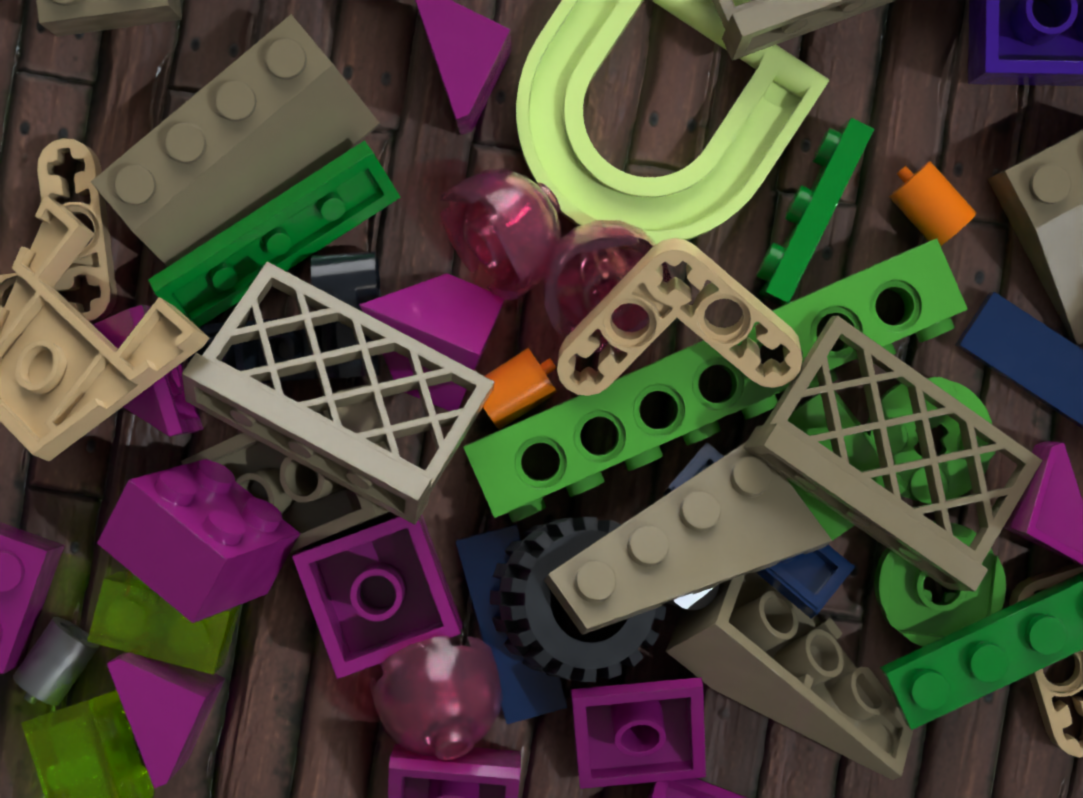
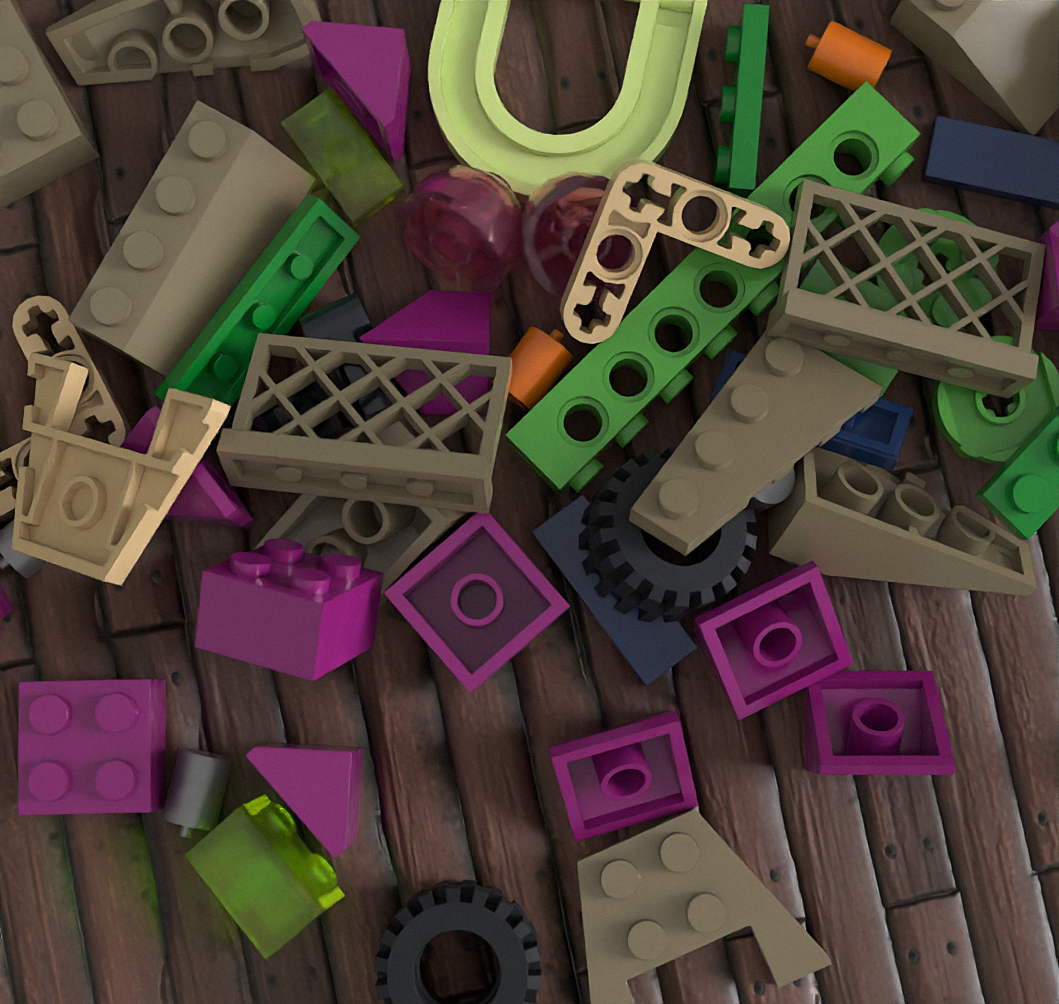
camera: 25 degrees left, 5 degrees down
(143, 623) = (283, 709): clear neon green brick -> none
(412, 111) = (342, 156): none -> clear neon green plate
(438, 696) = (571, 674): clear pink cylinder -> none

